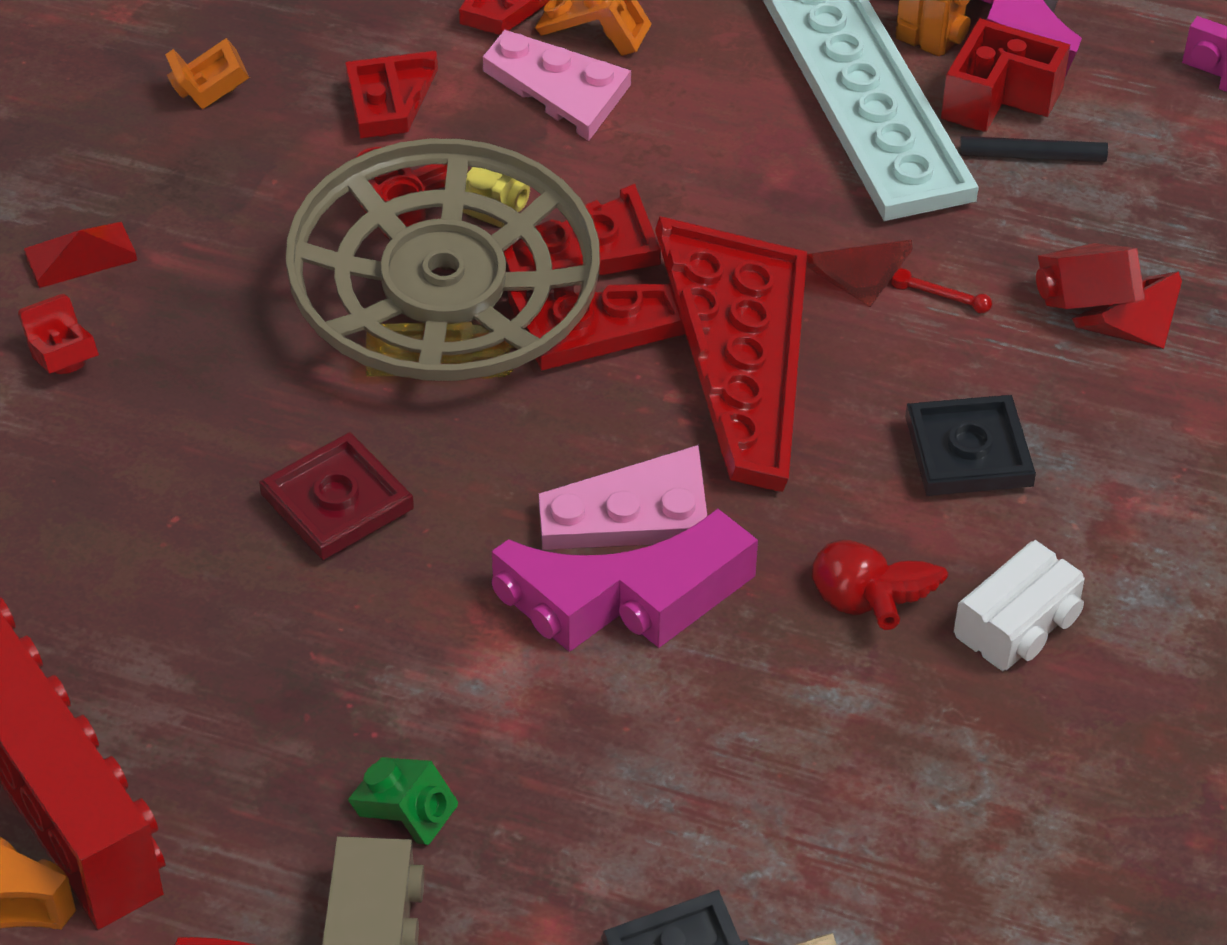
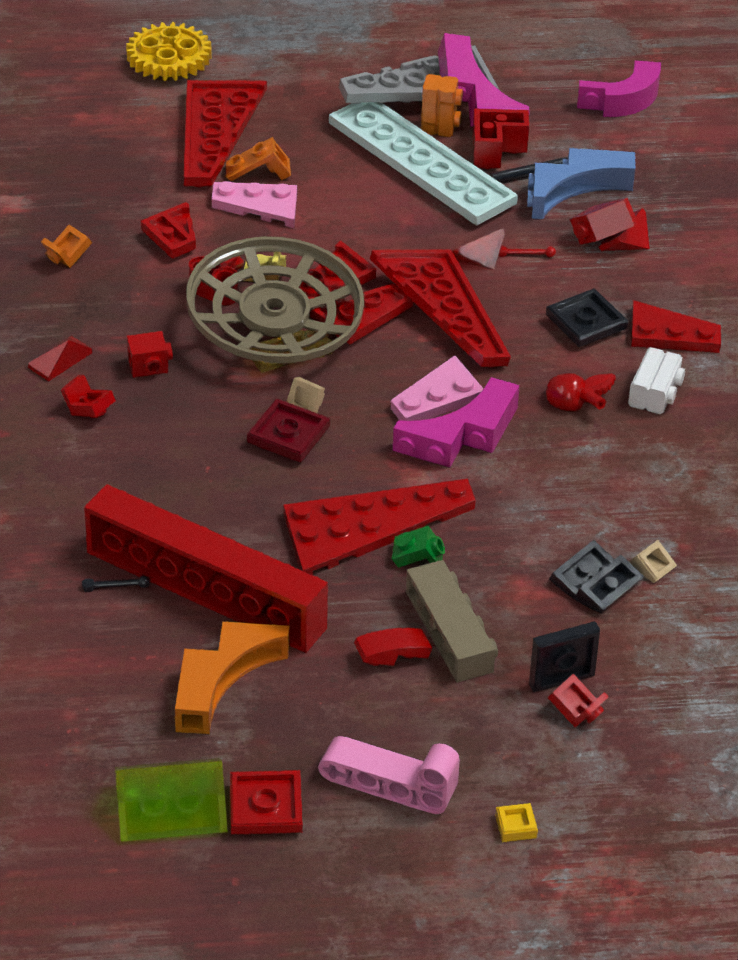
camera: 25 degrees left, 5 degrees down
(204, 289) = (148, 354): none -> red brick
(349, 708) = (364, 522): none -> red wing
(401, 443) = (306, 394): none -> tan tile
(1111, 179) = (581, 173): none -> medium blue arch
(1113, 515) = (672, 330): none -> red wing

